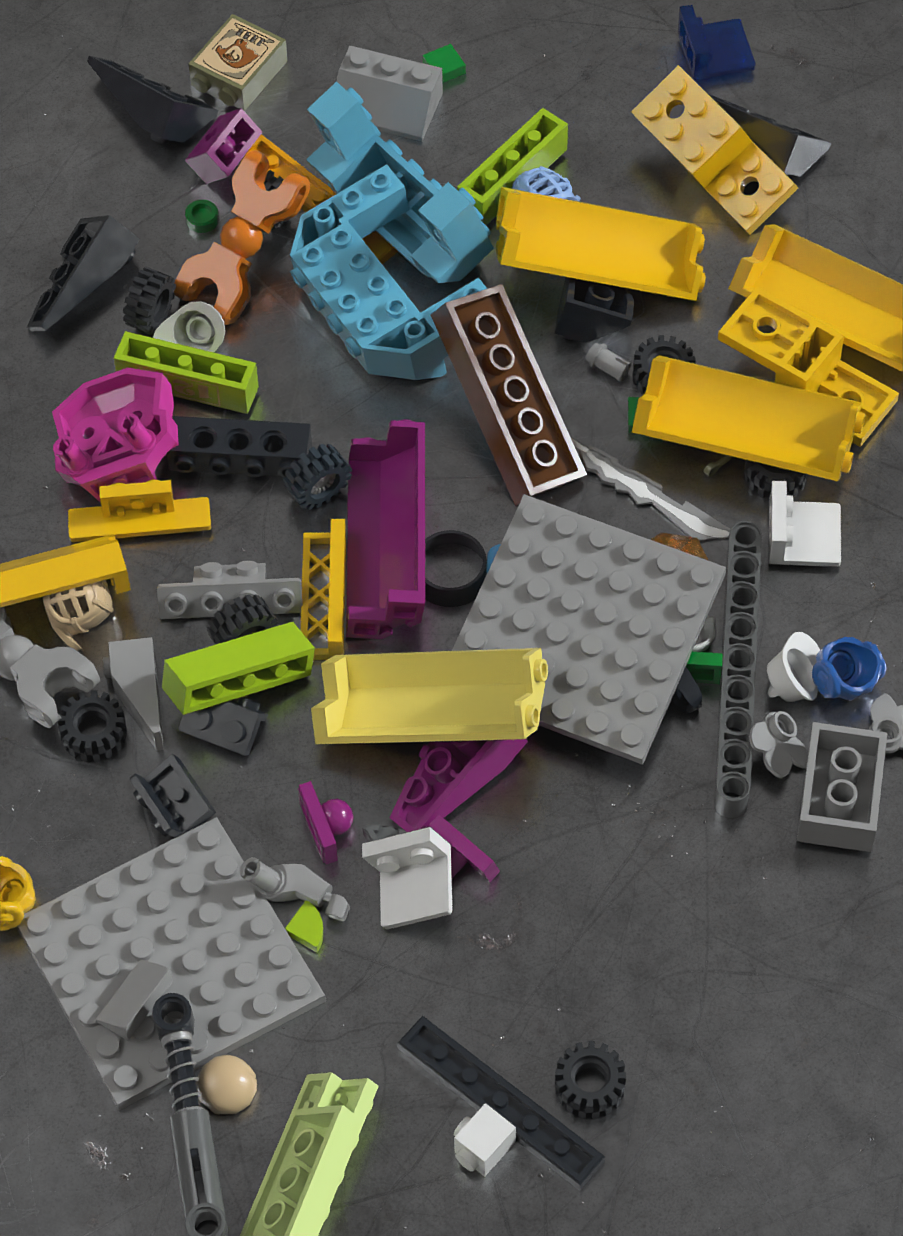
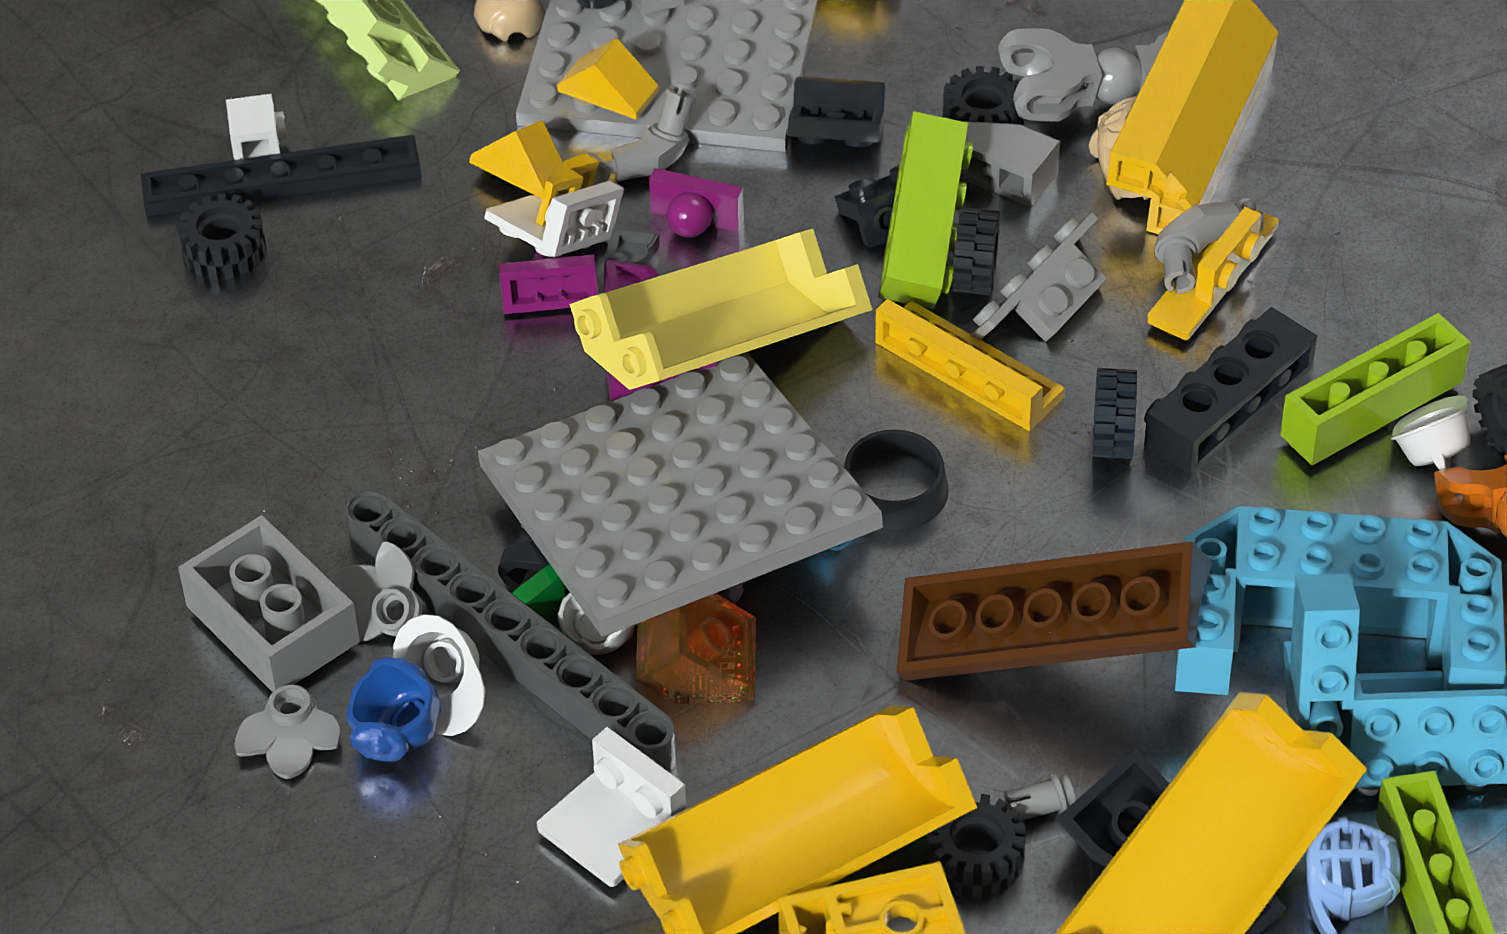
camera: 130 degrees right, 10 degrees down
(115, 429) = (1332, 272): dark pink brick -> none
(129, 528) = (1189, 234): none -> light grey arm
(264, 943) = (610, 80): none -> yellow slope
(307, 927) = (596, 140): lime tile -> none
(369, 954) = (521, 158): none -> yellow slope
(386, 532) = (979, 431): magenta panel -> none
(392, 886) = (566, 178): none -> yellow slope
(646, 491) = (754, 738): light grey sword -> none

